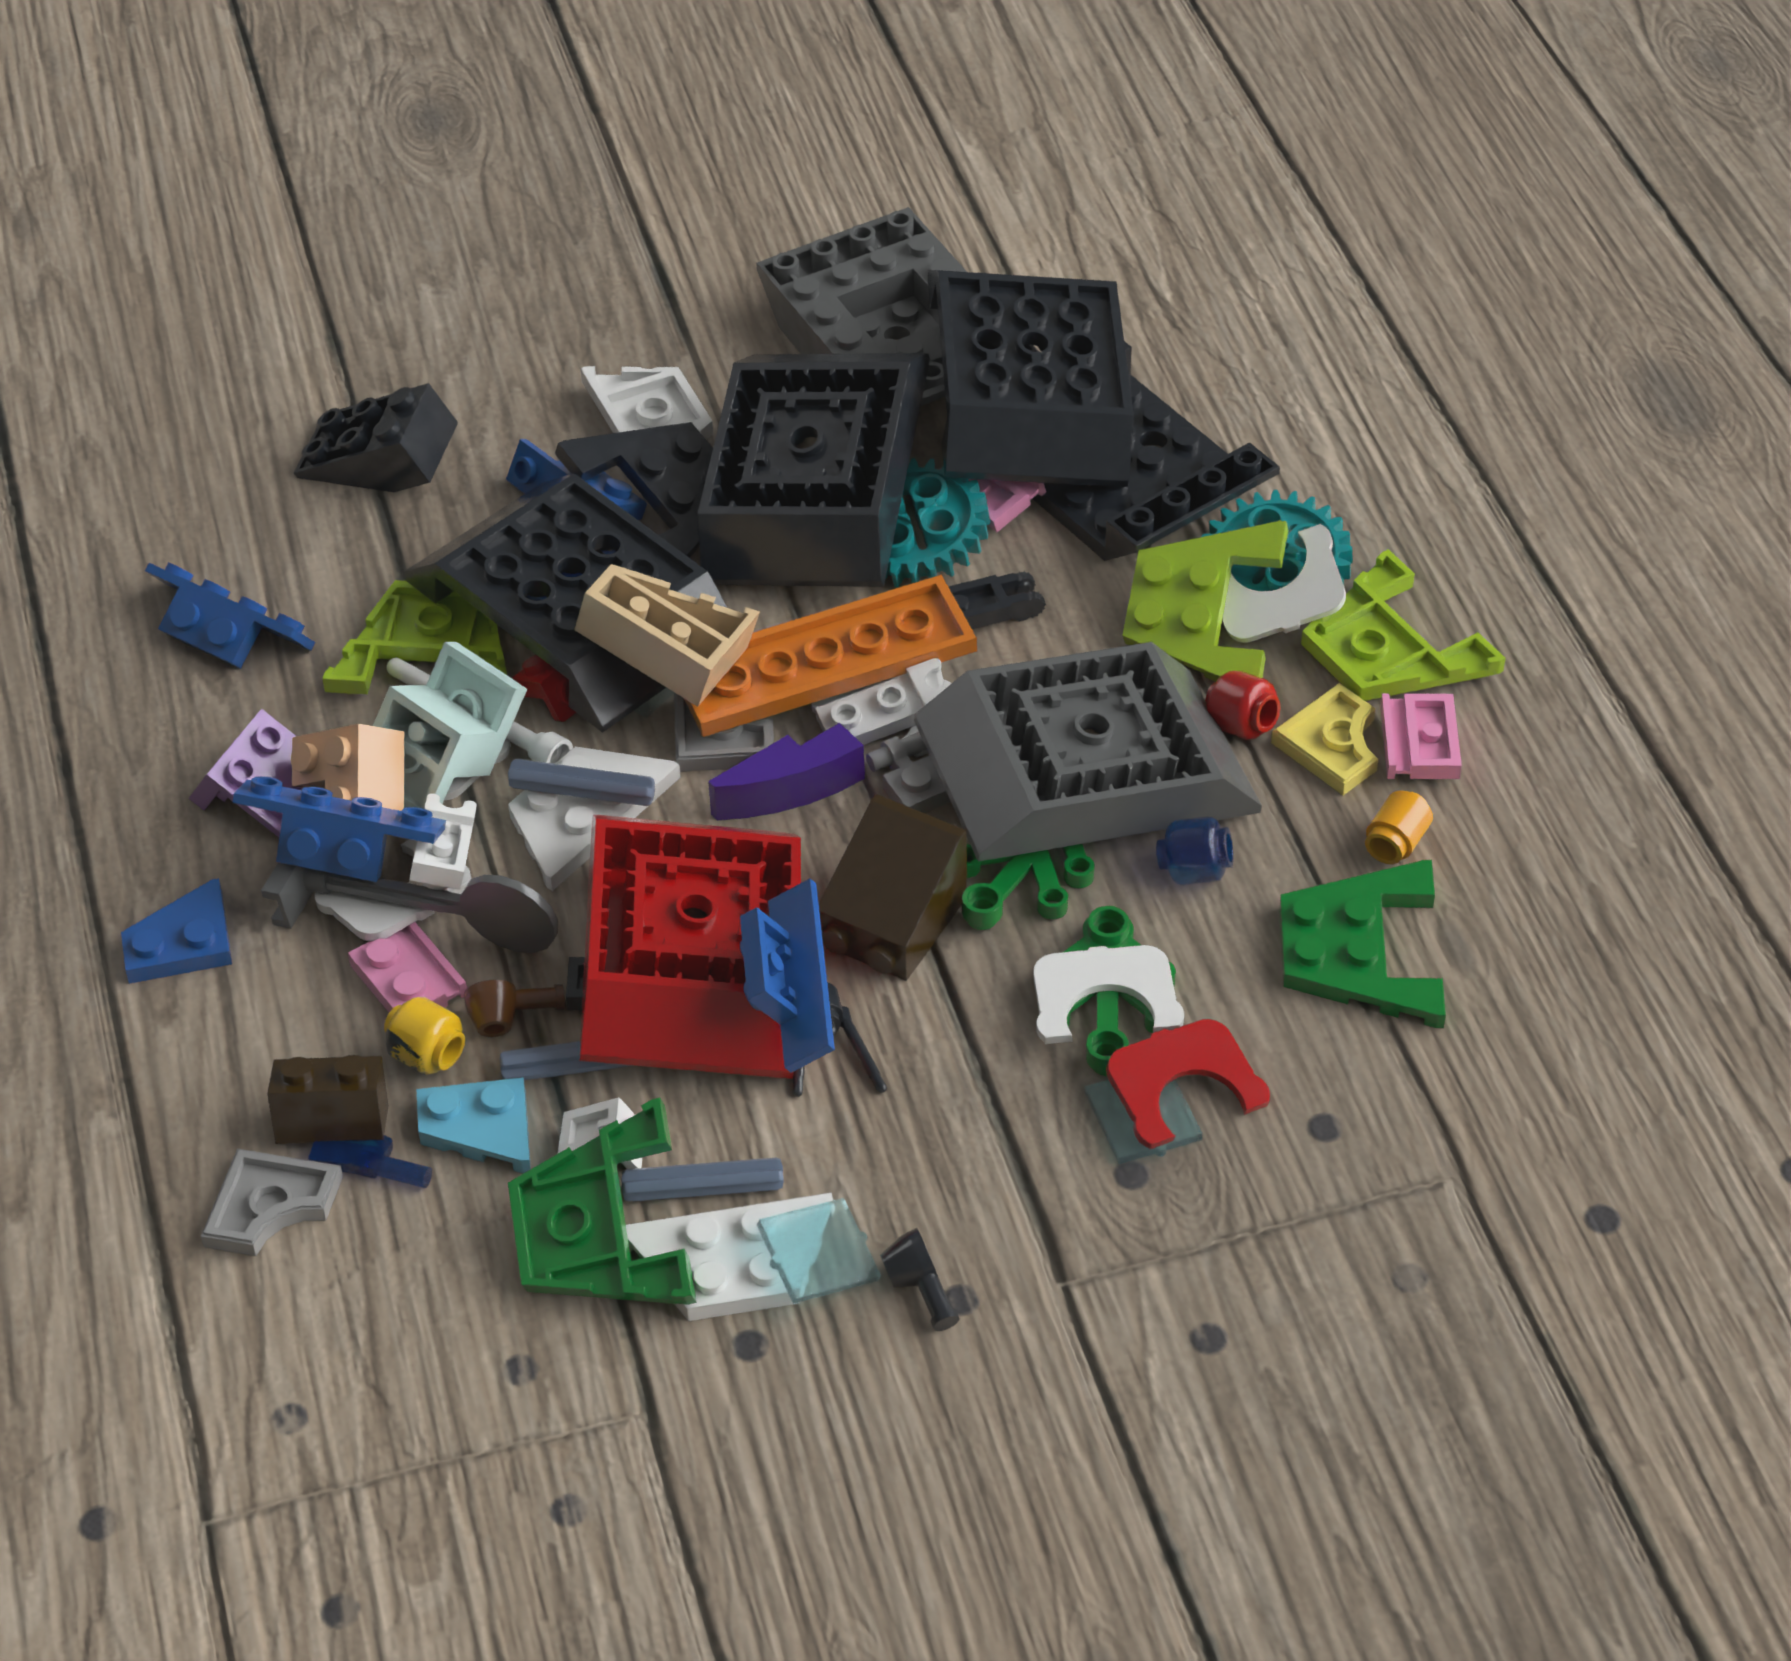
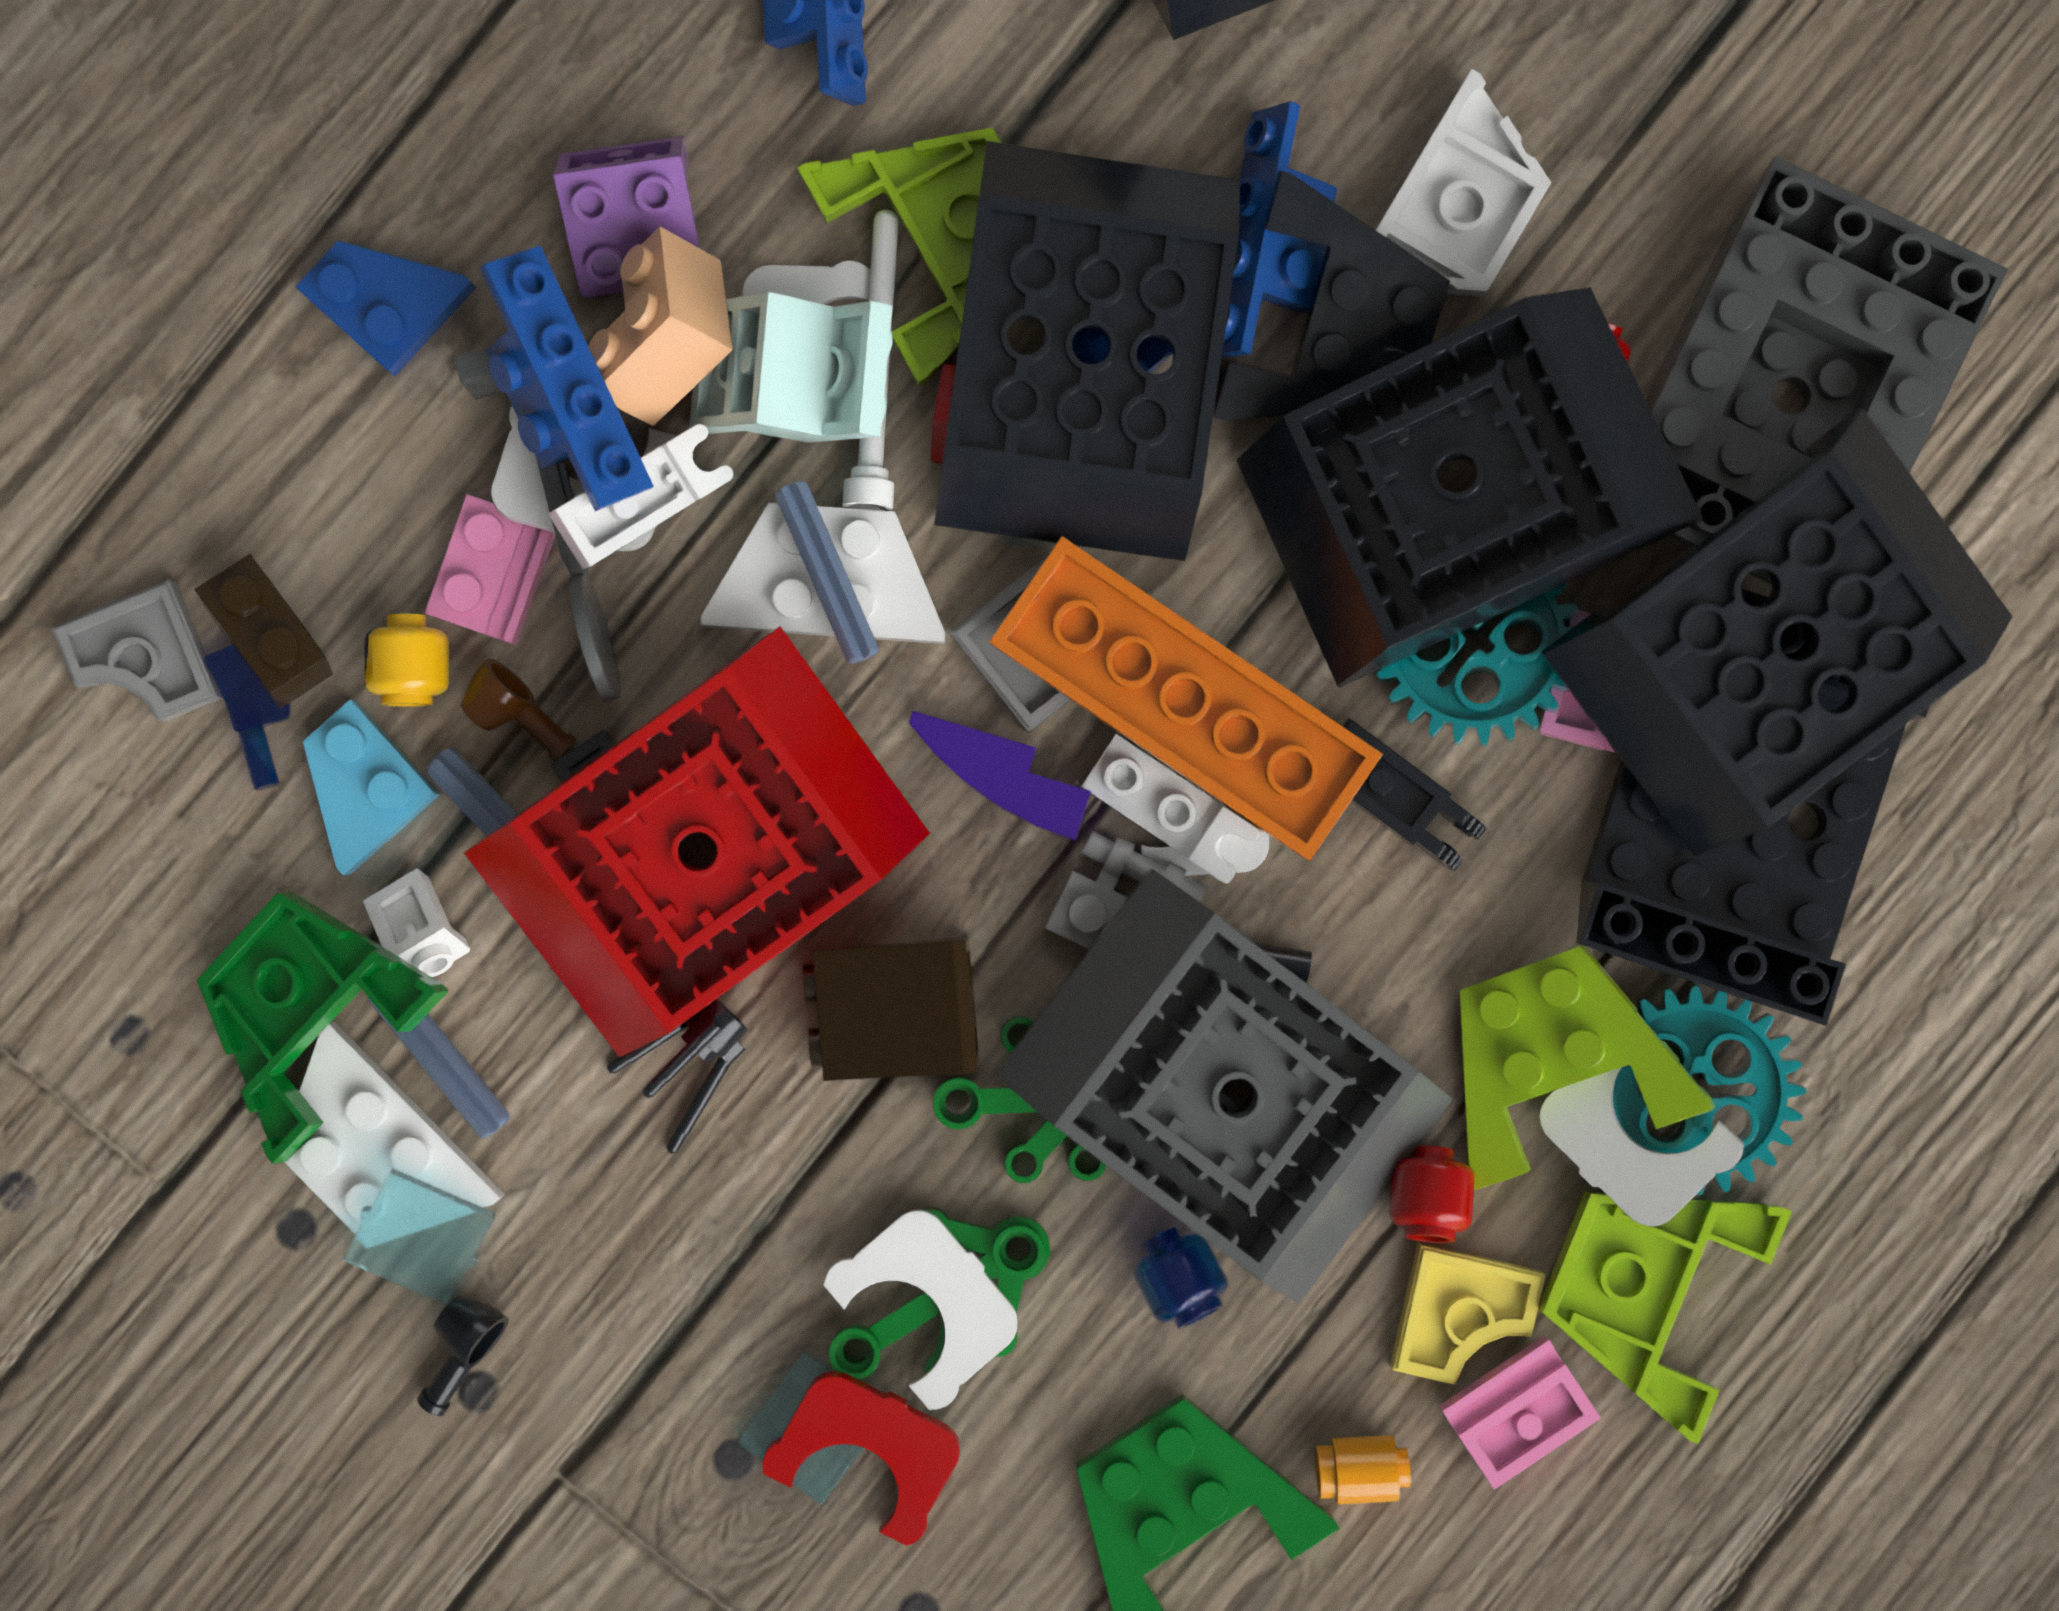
camera: 50 degrees right, 40 degrees up
(663, 632) = (1047, 544): tan wedge -> none
(789, 972) = (664, 1016): blue bracket -> none

